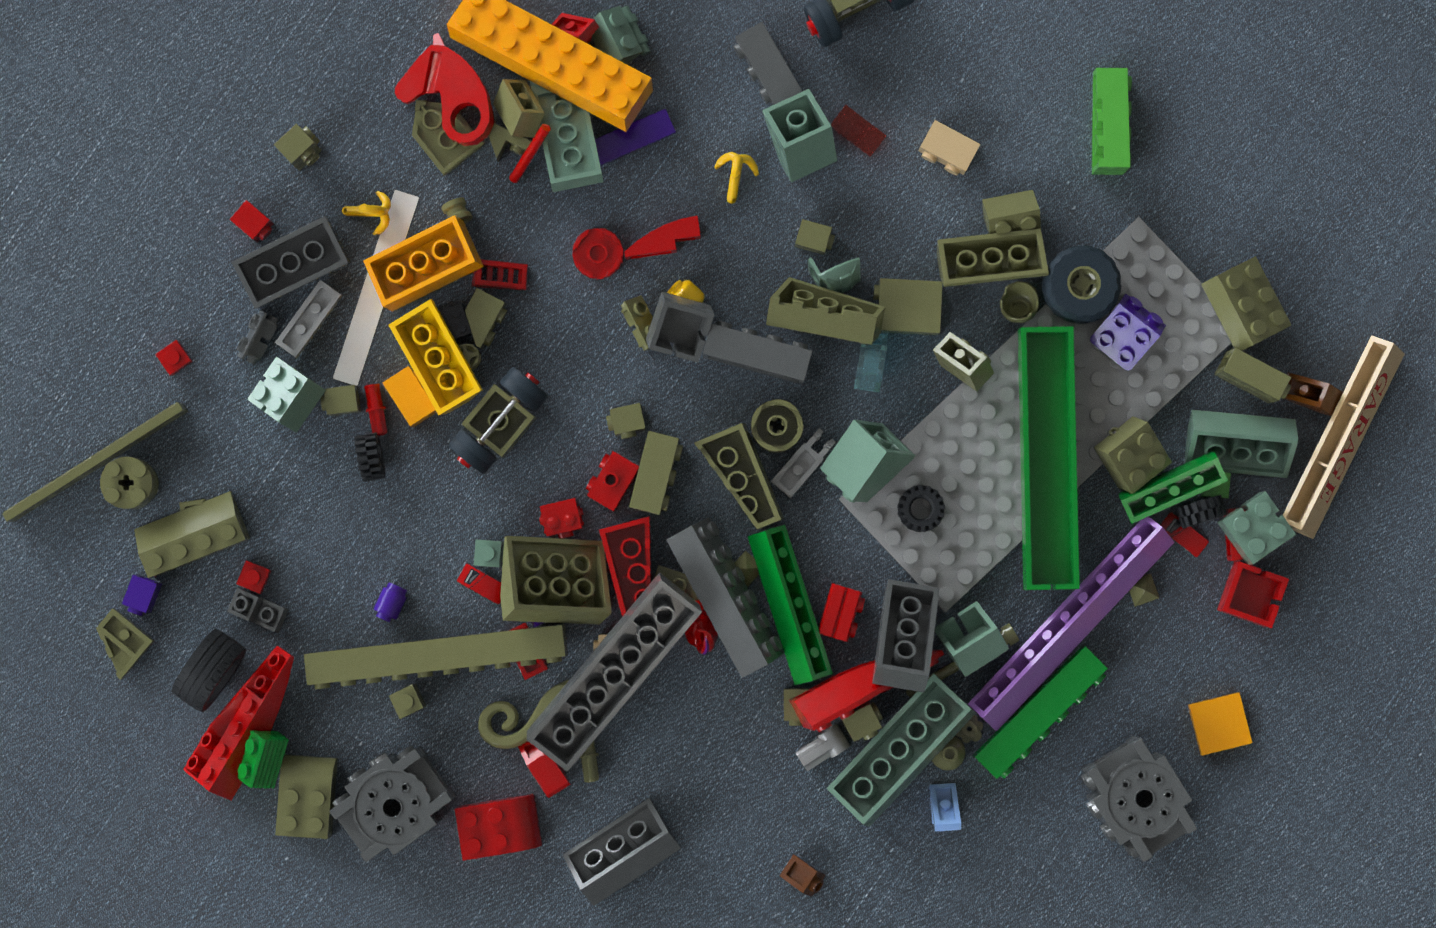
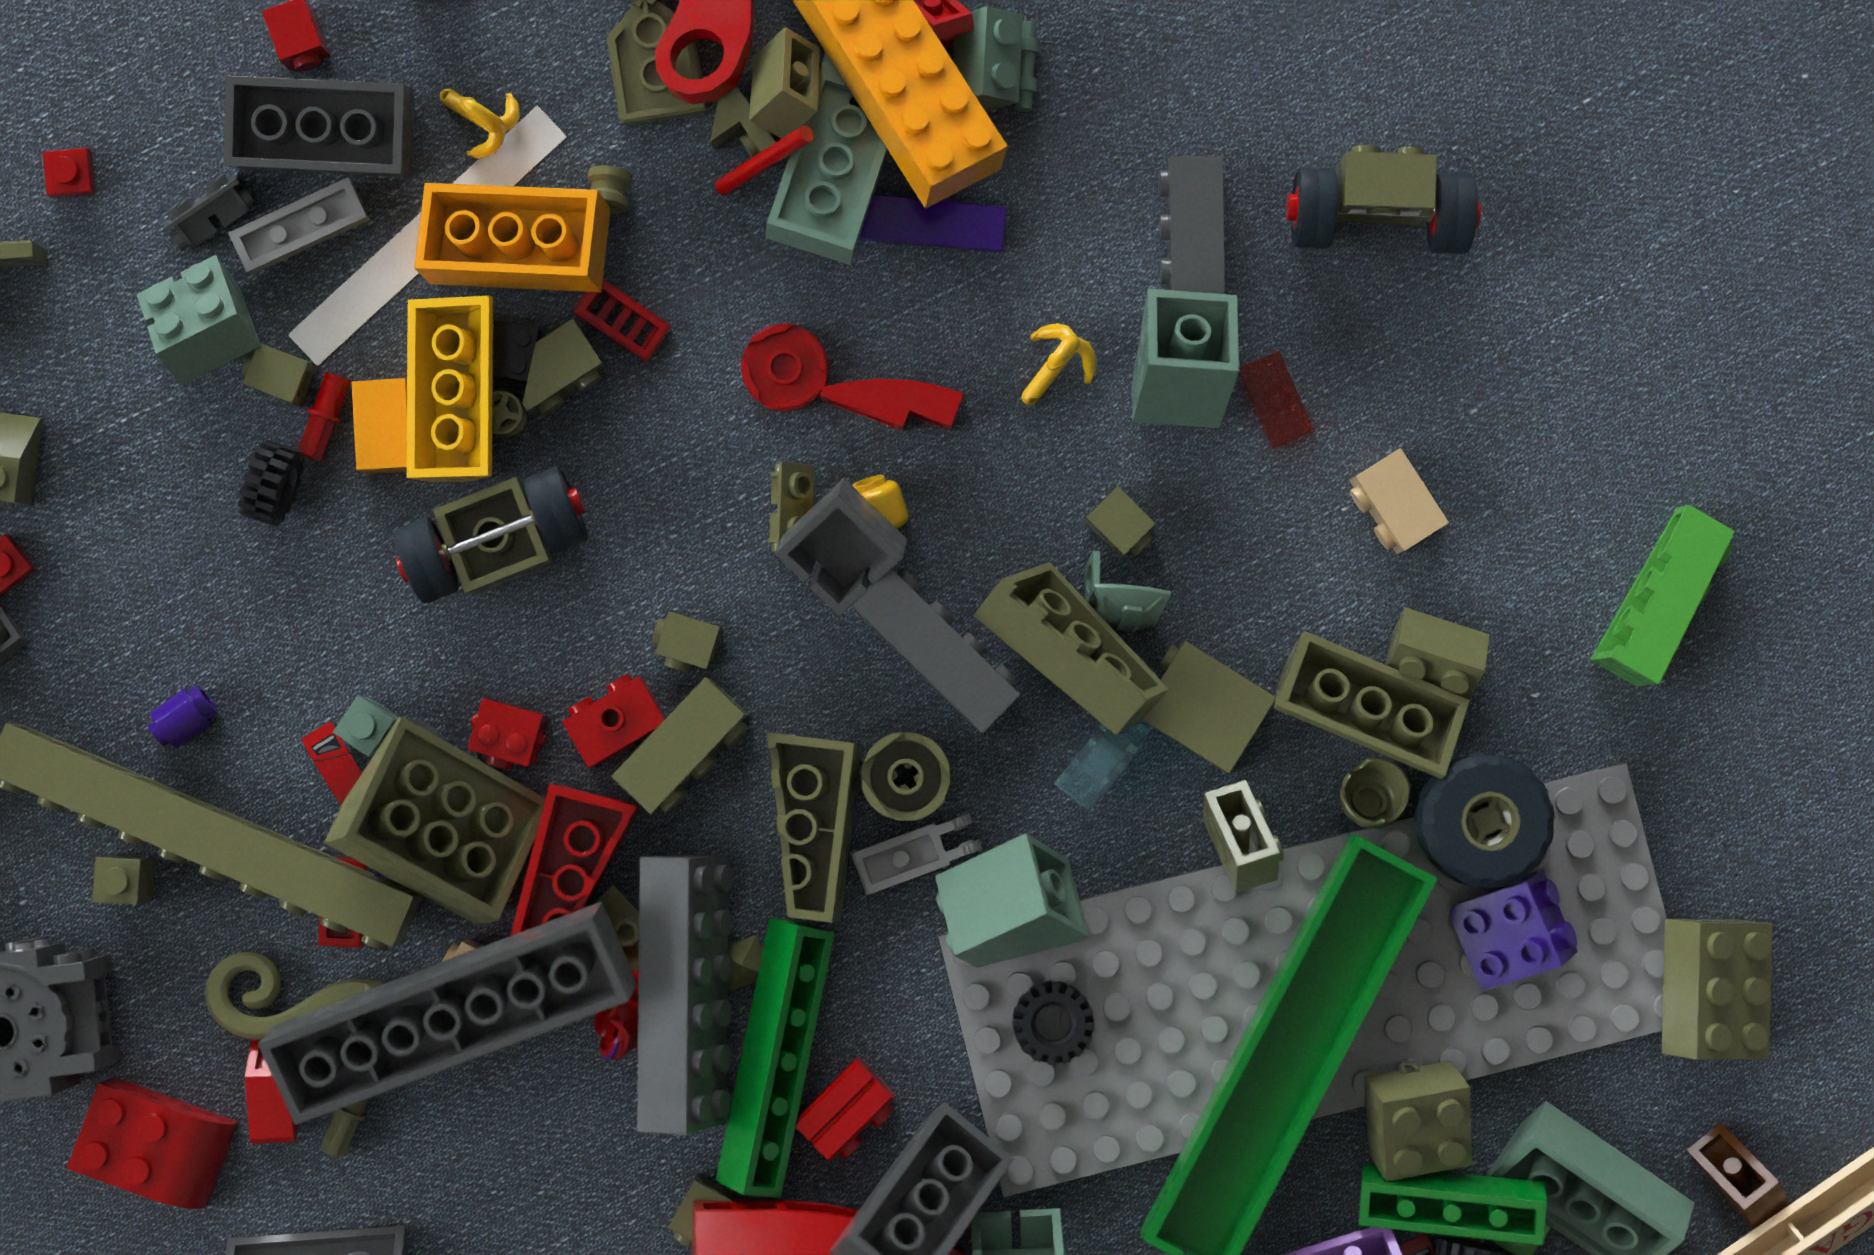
camera: 25 degrees right, 0 degrees up
(1253, 376) = (1667, 1103): olive brick -> none

